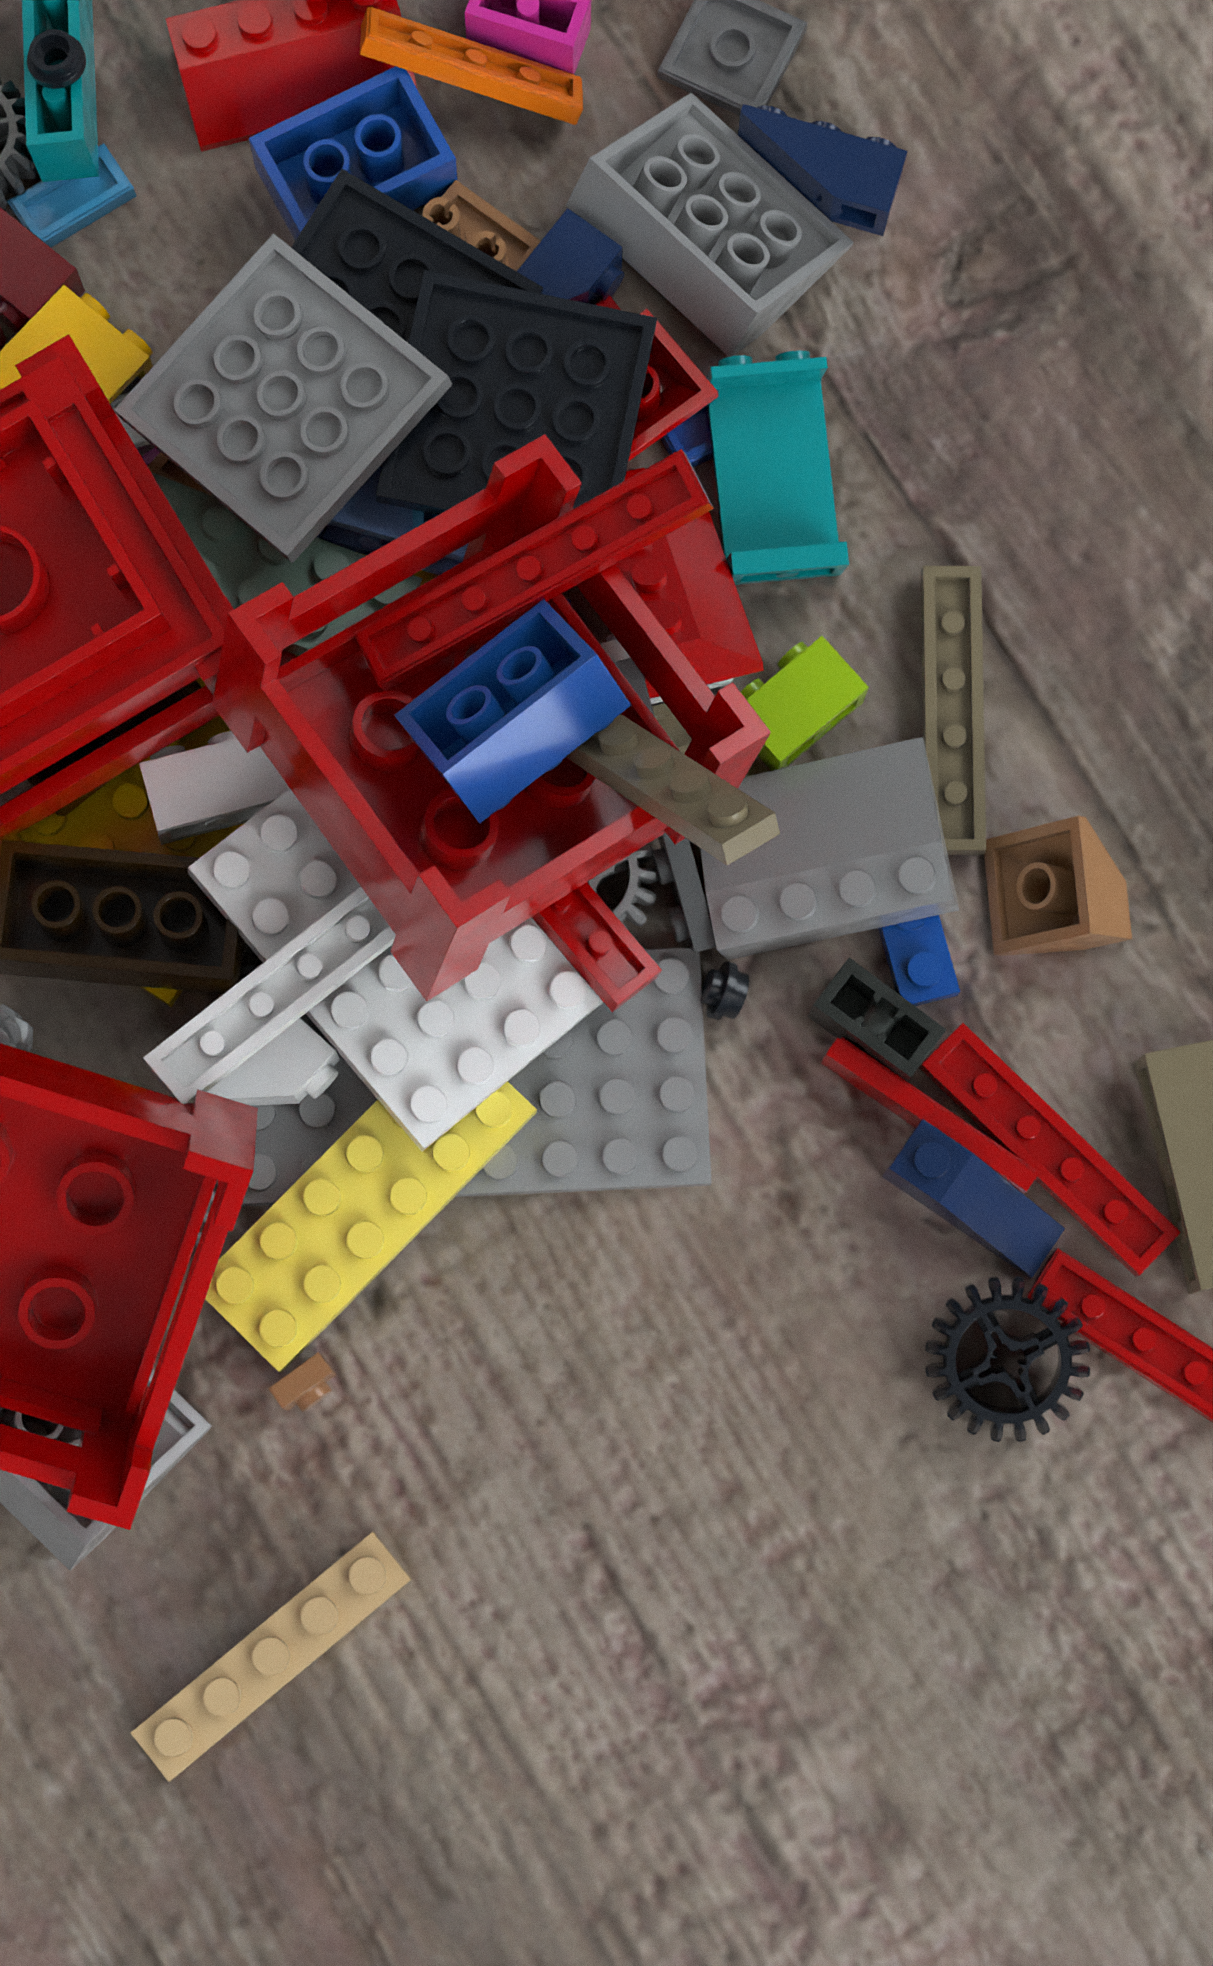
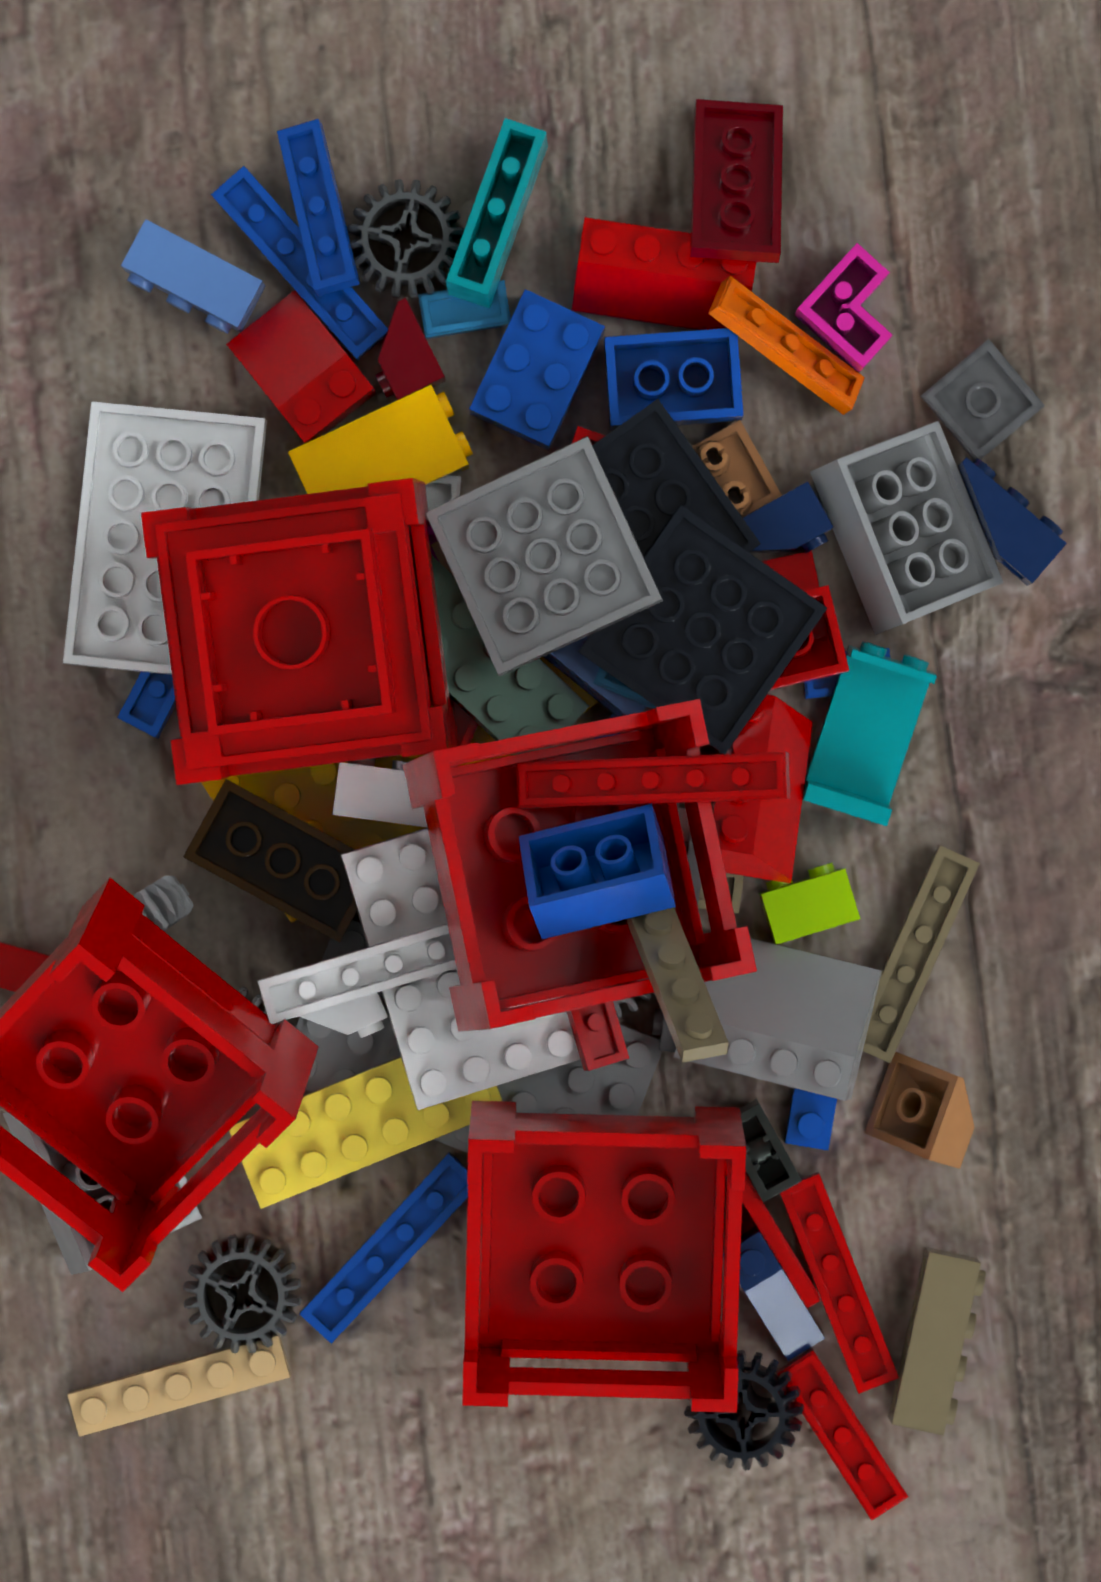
camera: 30 degrees right, 10 degrees up
(53, 46) = (491, 215): black plate -> none
(183, 218) = (537, 370): none -> blue brick
(252, 1495) = (260, 1303): none -> dark grey gear
(305, 1384) = (274, 1221): medium nougat plate -> none
(467, 1355) = (388, 1249): none -> blue plate
(724, 991) = (669, 1080): black plate -> none
(742, 1213) = (603, 1251): none -> red piece

